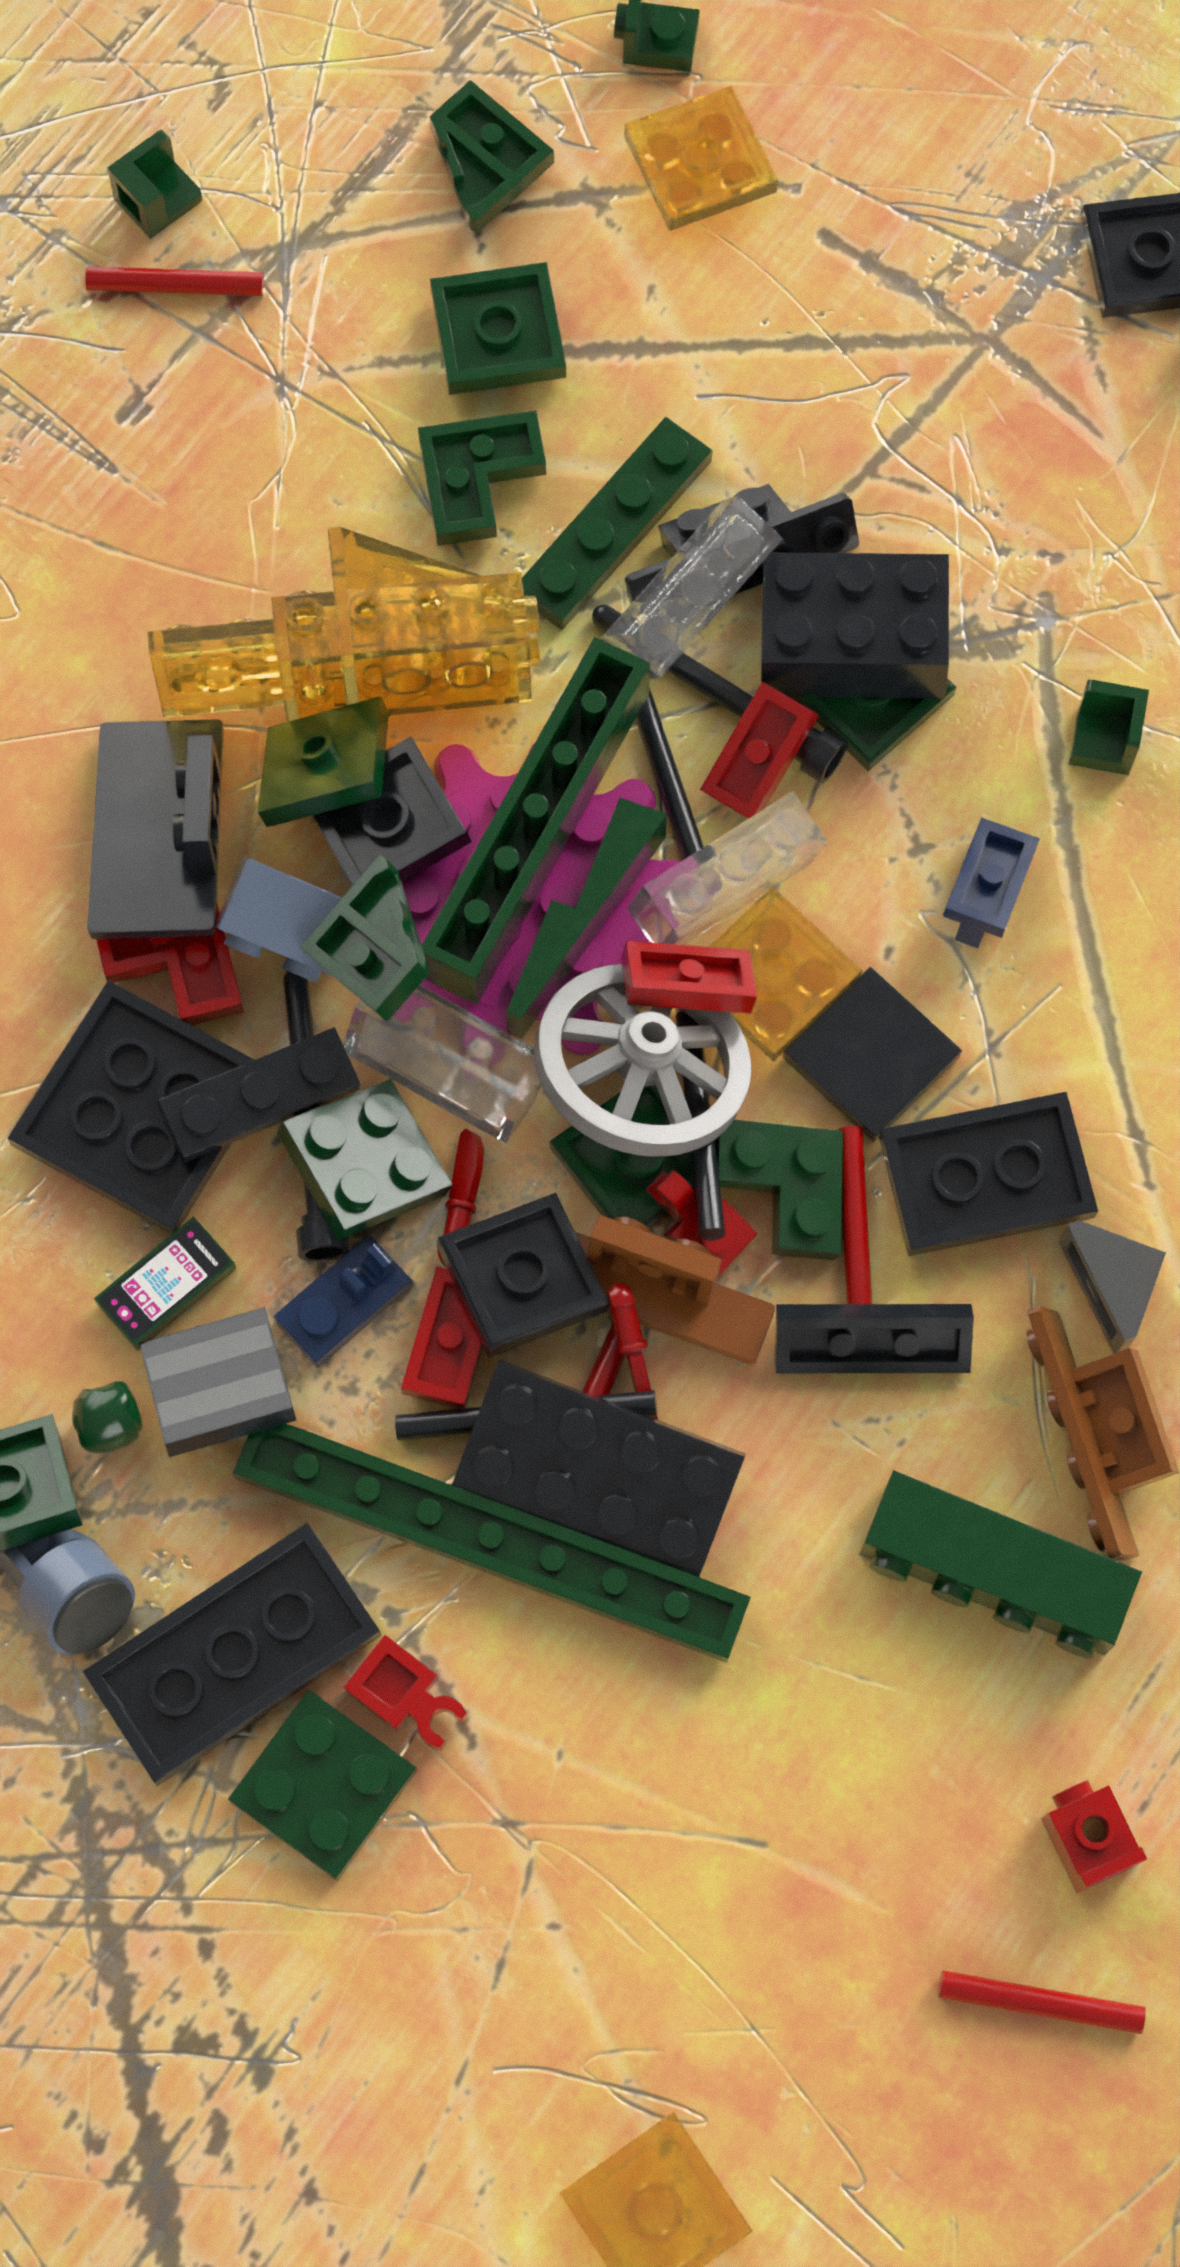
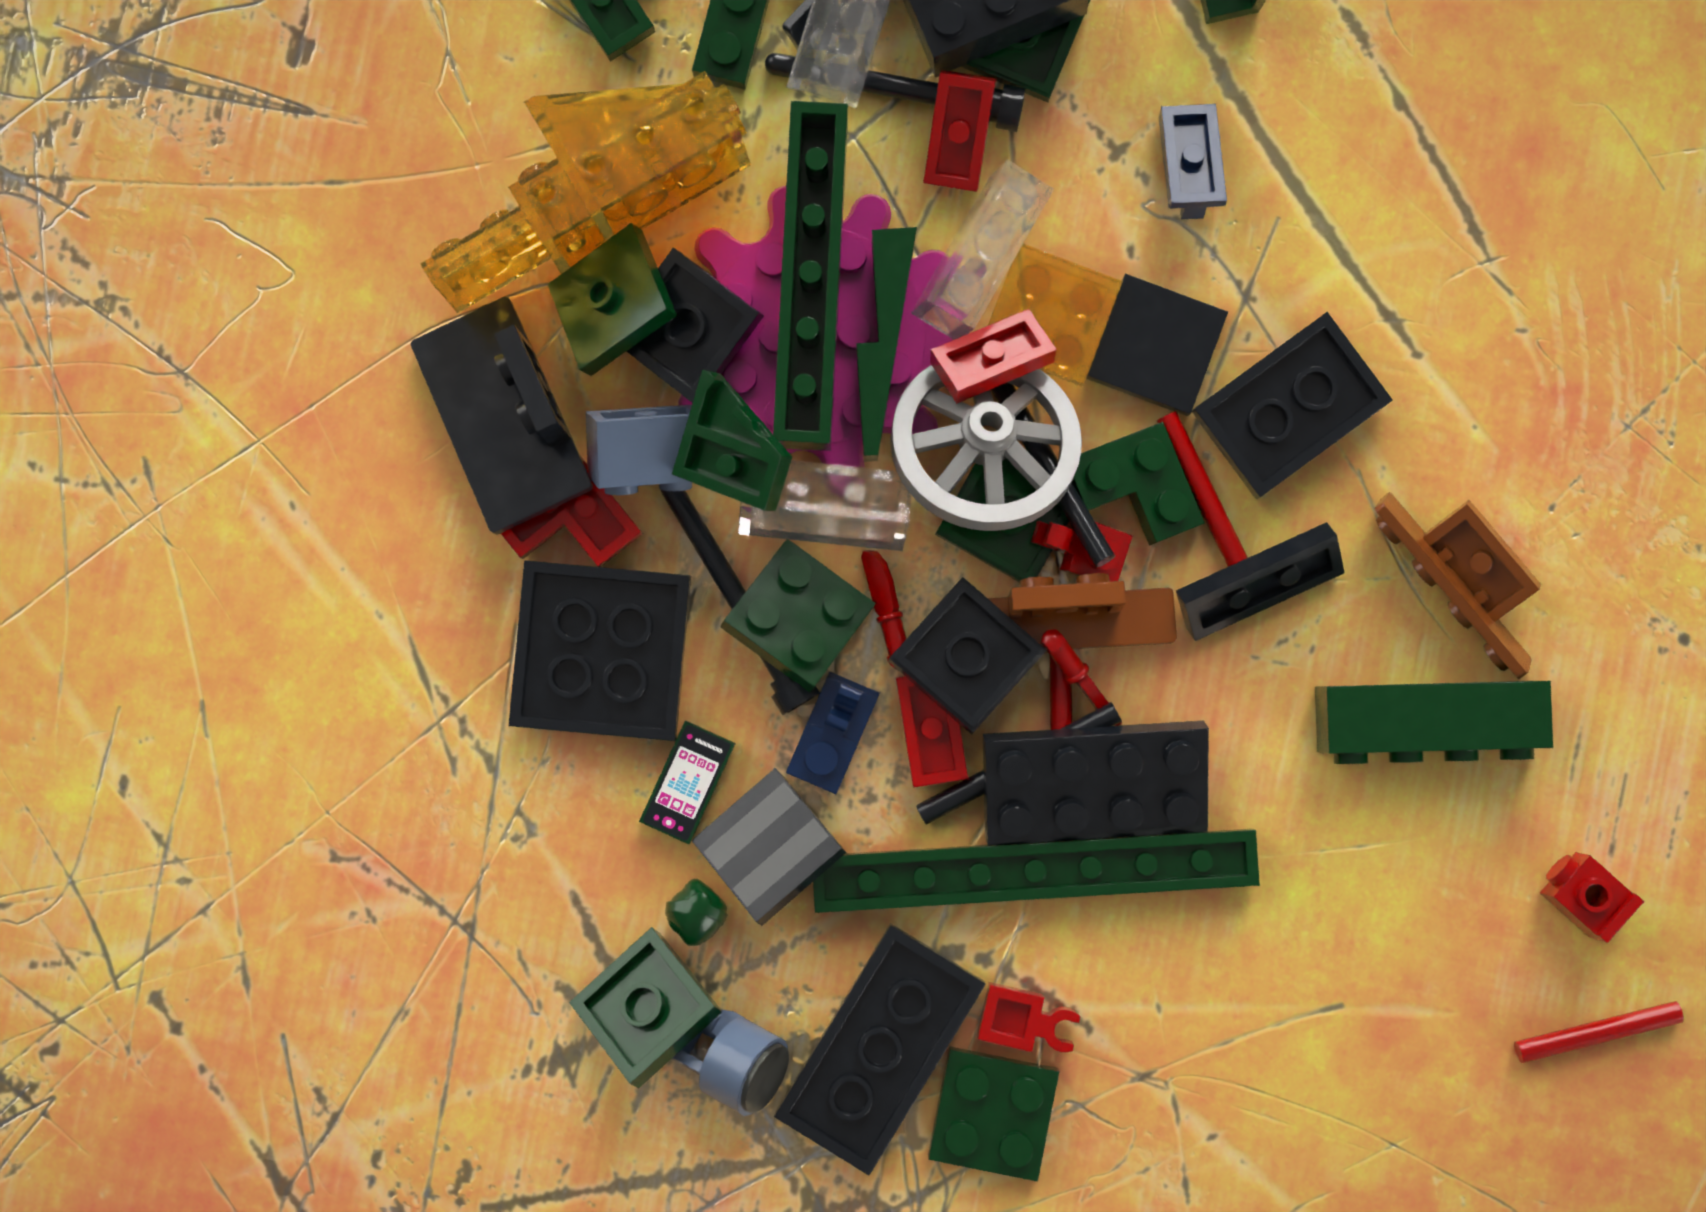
camera: 25 degrees left, 15 degrees up
(258, 1094) = (692, 603): black plate -> none
(668, 779) = (895, 187): black bar -> none
(1114, 1277) = (1429, 450): dark grey slope -> none

